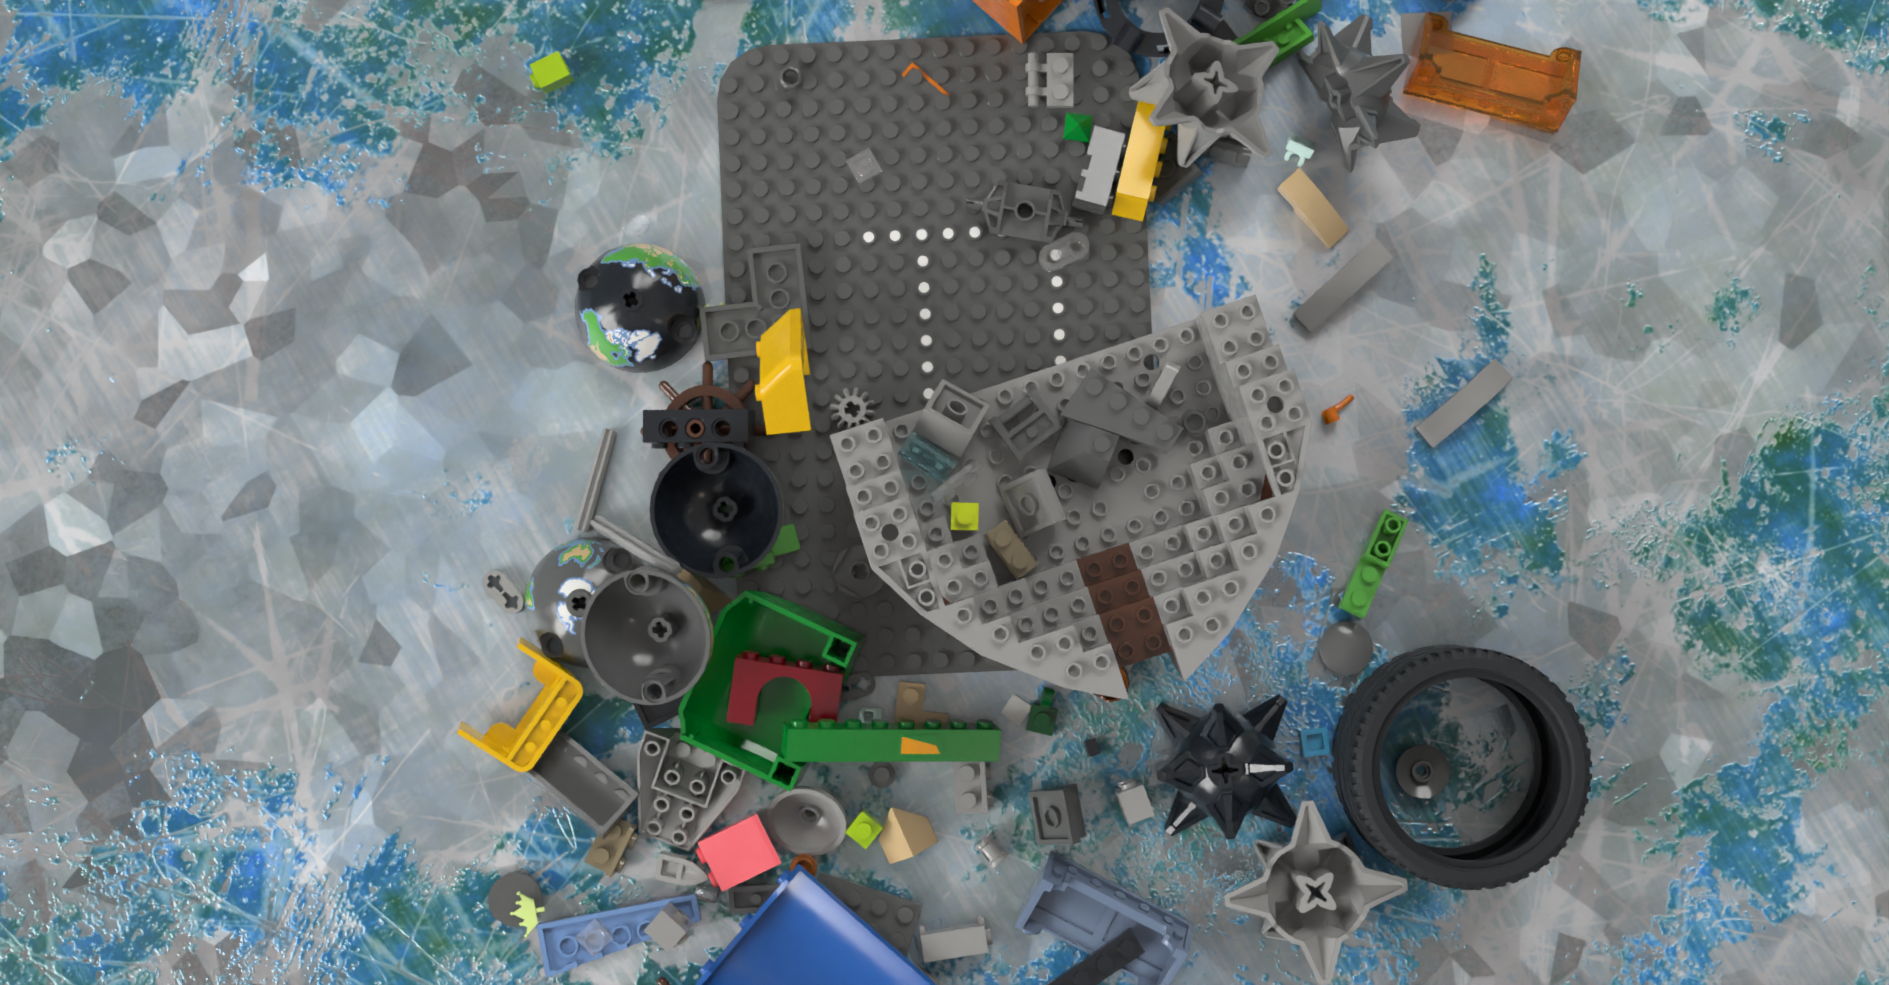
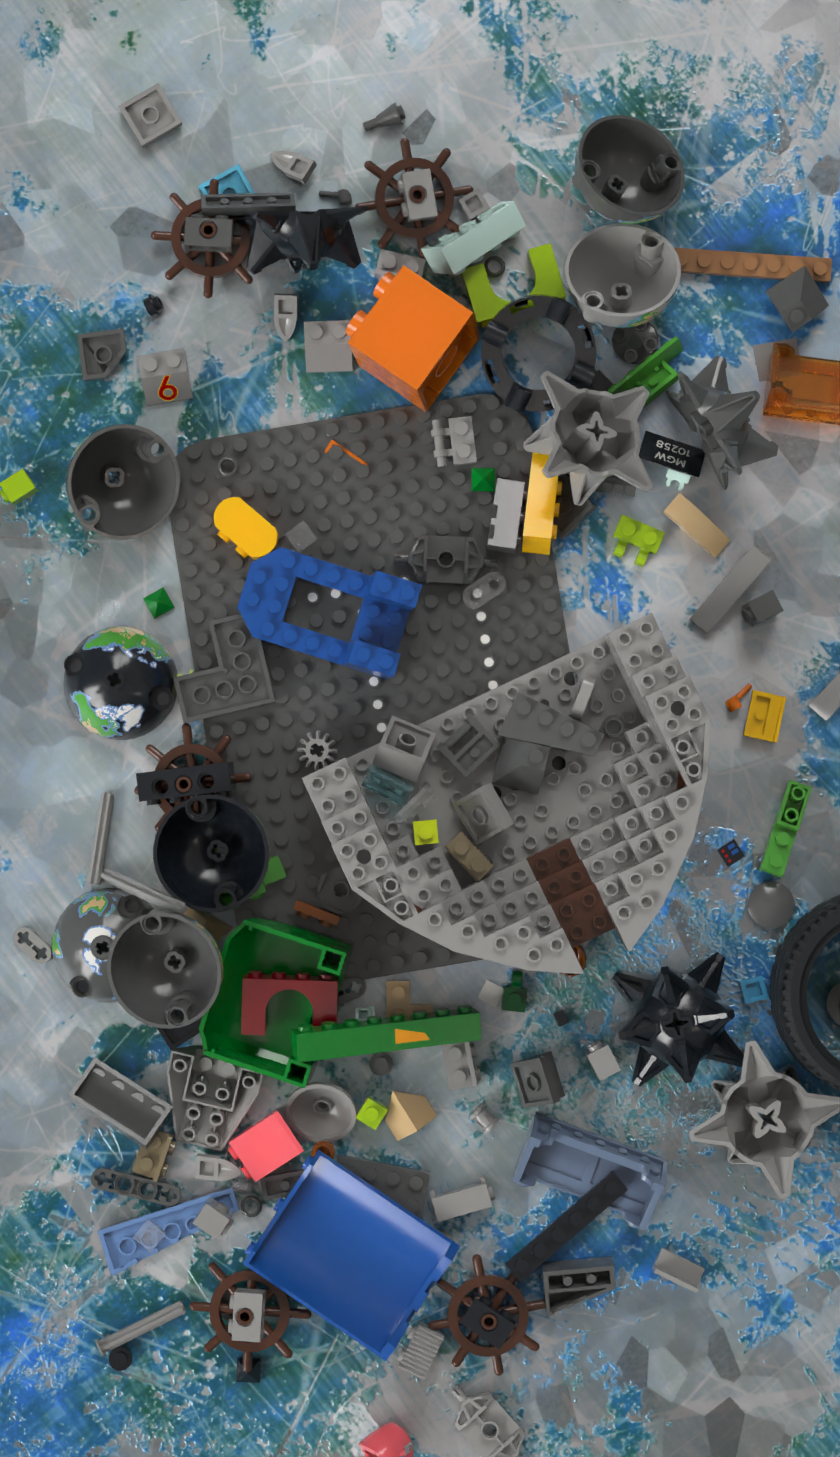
camera: 10 degrees left, 0 degrees up
(504, 895) = (76, 1211): dark grey tile -> none
(526, 743) = (80, 1054): yellow windscreen -> none
(527, 912) = (88, 1221): yellowish green piece -> none
(585, 884) = (136, 1183): none -> dark grey beam
(691, 87) = (141, 489): none -> dark grey piece
(694, 223) = (158, 603): none -> green slope
(714, 927) = (247, 1214): none -> dark grey piece
(782, 374) = (254, 729): yellow windscreen -> none
(801, 149) = (245, 528): none -> yellow brick
(818, 590) = (307, 910): none -> dark orange plate
(939, 277) = (377, 625): none -> blue bracket
(1246, 212) = (638, 535): none -> lime plate
(1295, 124) = (672, 454): none -> black sticker
(1307, 584) = (730, 853): none -> black sticker
(1364, 433) = (764, 716): none -> yellow plate
(1377, 310) = (761, 608): none -> dark grey brick

